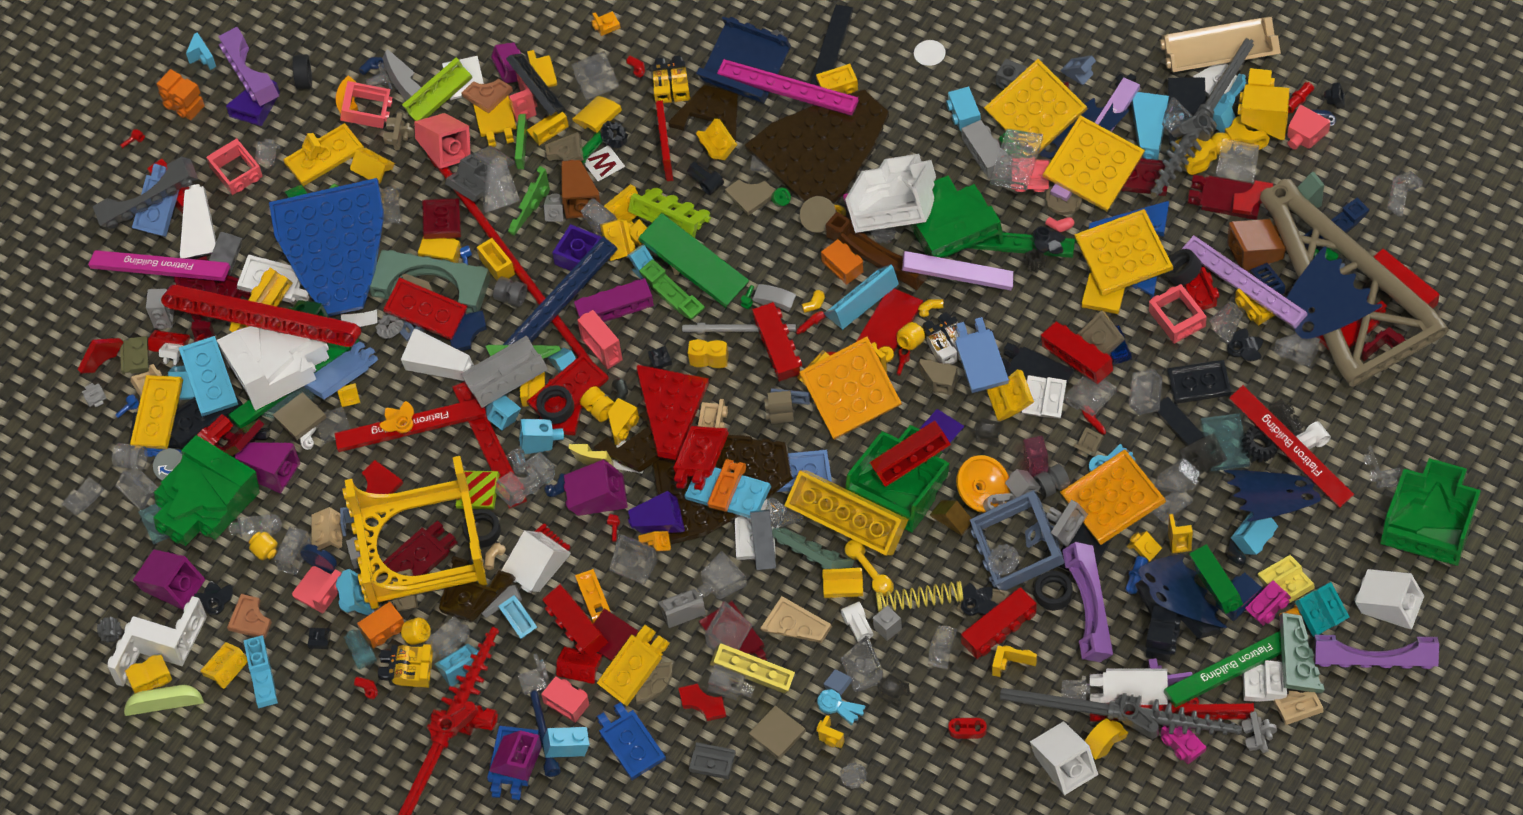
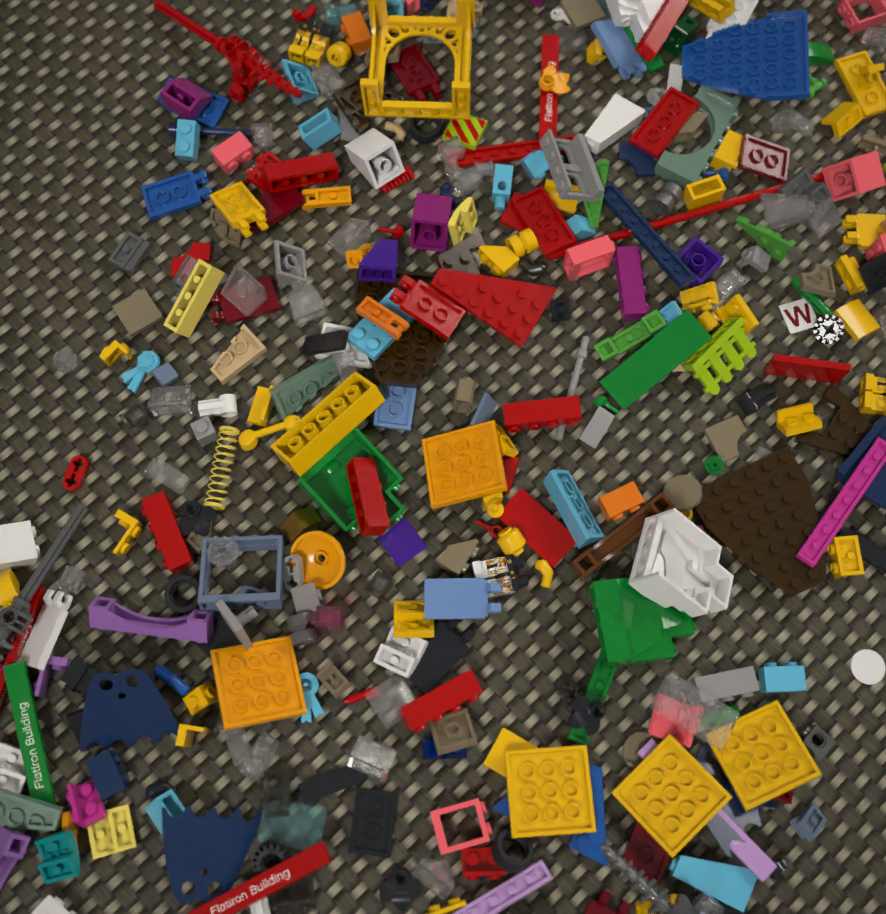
camera: 95 degrees right, 15 degrees up
(380, 479) = (498, 61): red tile -> none
(521, 141) = (839, 245): bright green tile -> none
(553, 391) = (526, 214): black tyre -> none
(576, 188) = (766, 276): dark orange slope -> none
(708, 353) = (548, 350): yellow brick -> none
(713, 414) = (474, 336): tan bracket -> none
(814, 319) = (563, 460): red piece -> none
(815, 303) = (581, 465): yellow arm -> none
(957, 270) = (572, 608): lavender tile -> none
(1060, 225) = (607, 737): coral arm -> none
(1215, 579) = (114, 752): green slope -> none

